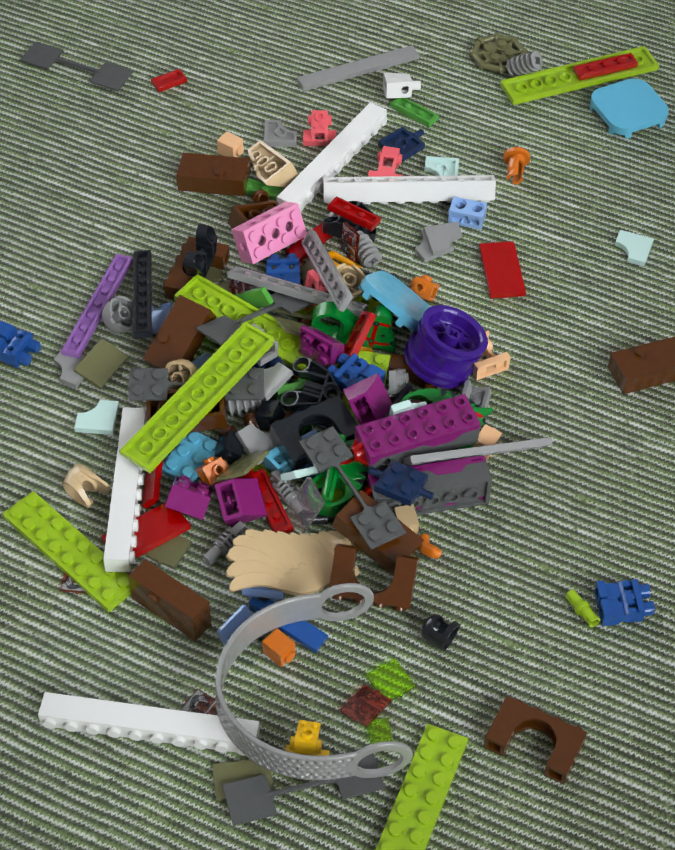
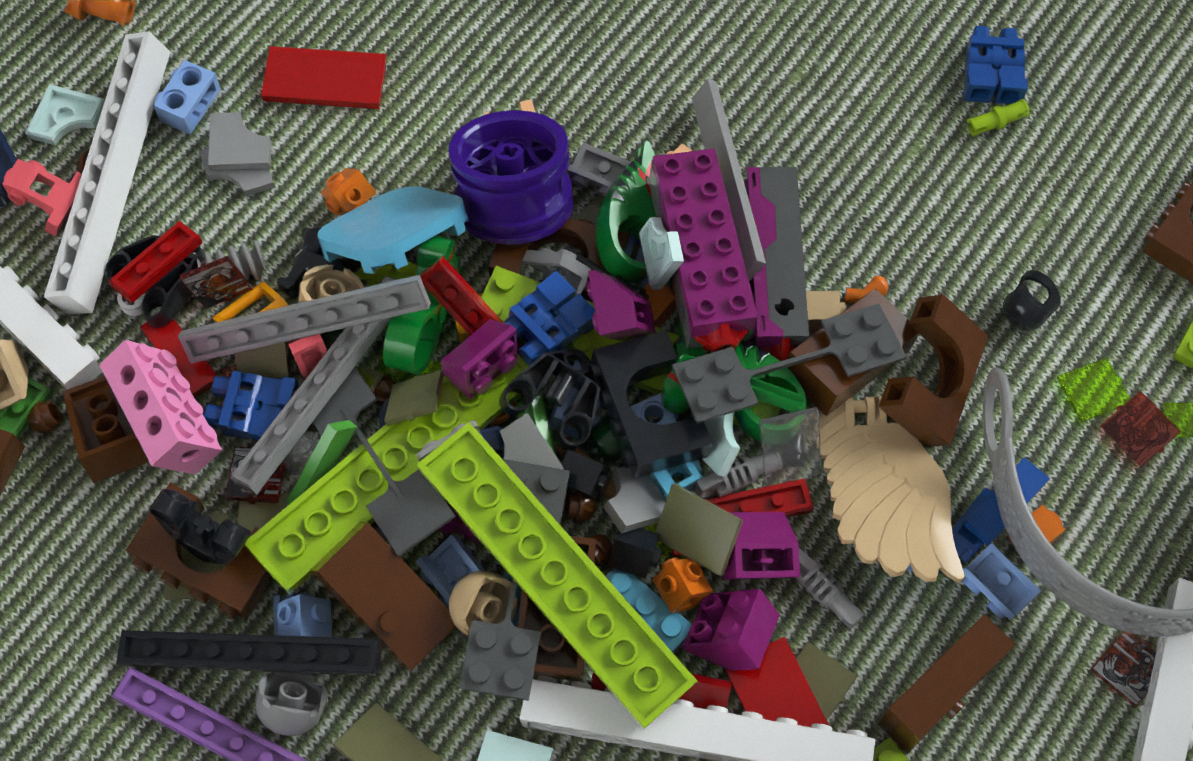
camera: 80 degrees left, 15 degrees up
(401, 483) = (792, 289): dark blue plate -> none

